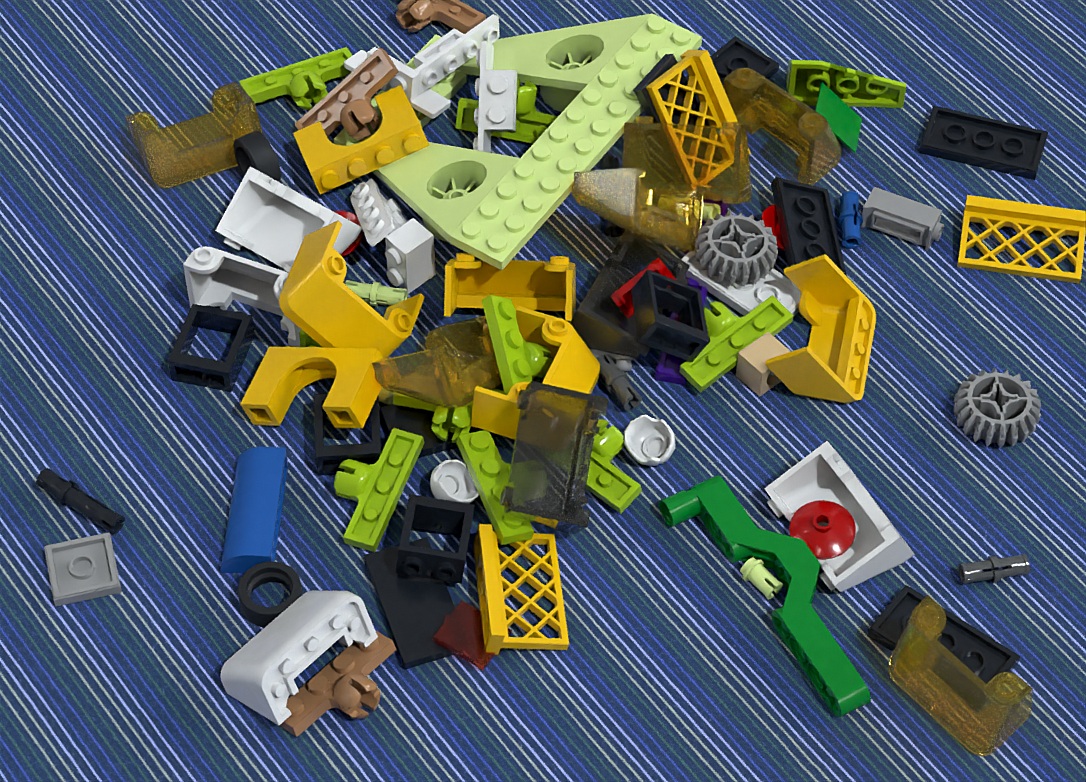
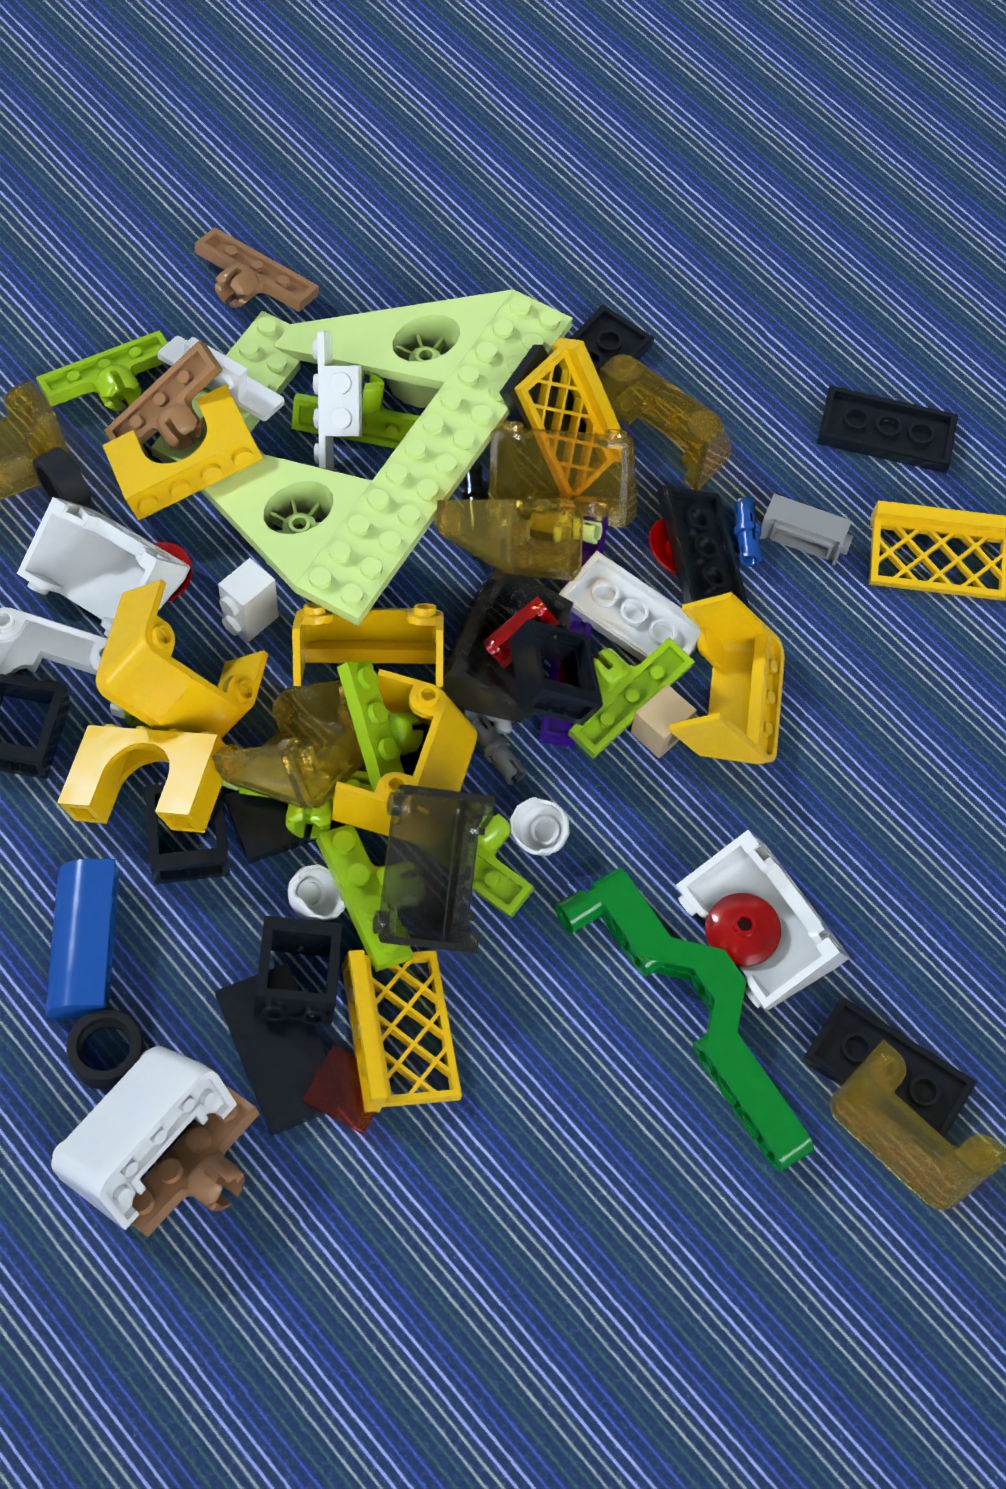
camera: 10 degrees left, 10 degrees up
(375, 212) = (206, 547): white bracket -> none
(377, 487) = (225, 903): lime plate -> none
(378, 294) = (209, 646): yellowish green pin -> none
(453, 51) = (282, 336): white bracket -> none
(736, 248) = (616, 586): light grey gear -> none
(760, 577) = (677, 995): yellowish green pin -> none
(840, 116) = (727, 404): green piece -> none
(850, 85) = (710, 363): lime wedge -> none
(997, 407) = (919, 775): light grey gear -> none
(1014, 566) = (939, 970): dark grey pin -> none

